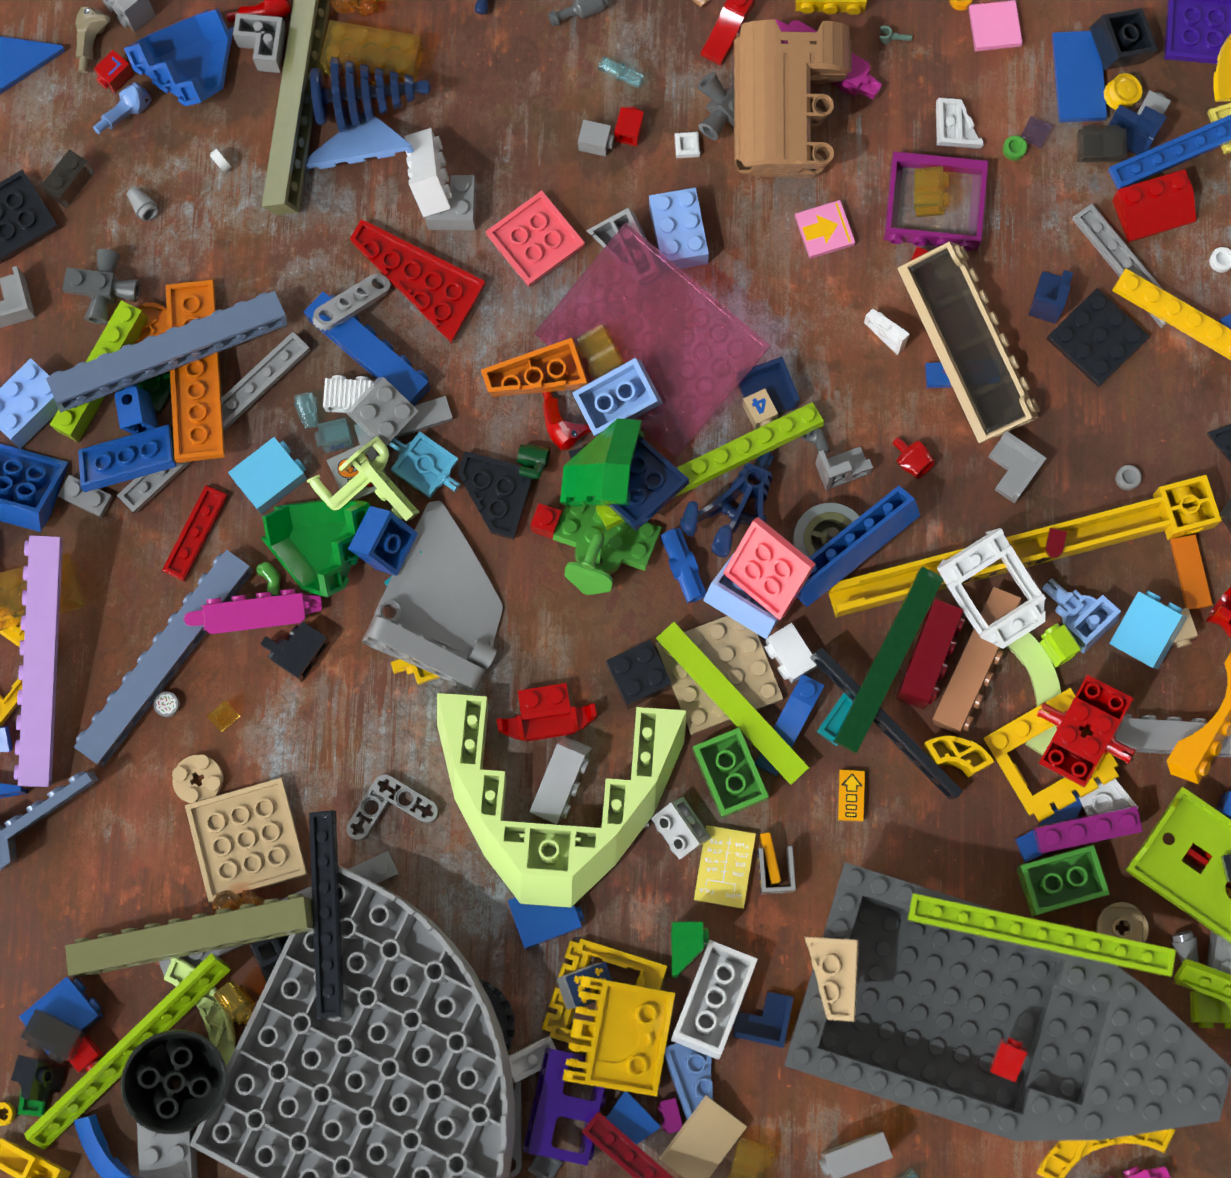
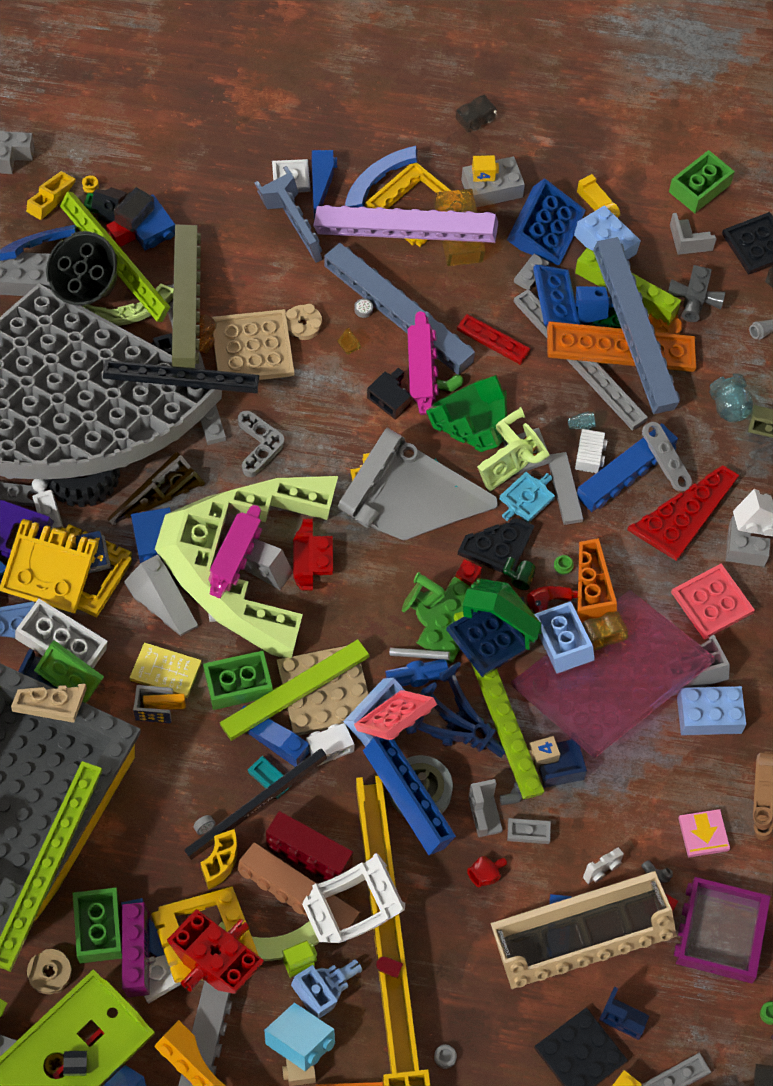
camera: 90 degrees right, 15 degrees down
(235, 1002) = (133, 320): clear yellow brick -> none
(259, 230) = (732, 399): none -> clear light blue tile
(268, 474) = (531, 388): medium azure brick -> none
(334, 435) = (558, 437): clear light blue brick -> none
(382, 411) = (571, 464): light grey brick -> none
(383, 540) = (464, 454): blue brick -> none
(463, 913) = (166, 483): none -> dark brown wedge
(510, 413) = (563, 564): none -> bright green plate
(572, 800) = (234, 551): none -> dark pink hinge
(624, 894) = (158, 592): none -> light grey wedge
(638, 674) = (331, 625): black brick -> none
(658, 565) = (419, 653): none -> light grey bar
(680, 828) = (201, 638): light grey brick -> none
(686, 944) = (106, 619): green slope -> none
(759, 979) = (64, 668): none -> bright green tile
(851, 795) = (204, 774): light orange tile -> none
(857, 416) = (528, 831): none -> light grey plate
(883, 275) = (663, 875): none -> dark grey arm
(888, 660) = (307, 806): dark green tile -> none
(915, 783) = (204, 824): none -> light grey tile
(930, 191) = (729, 920): clear yellow brick -> none
(1019, 461) = (467, 962): light grey panel -> none
(1186, 946) = (19, 1022): light grey cone -> none

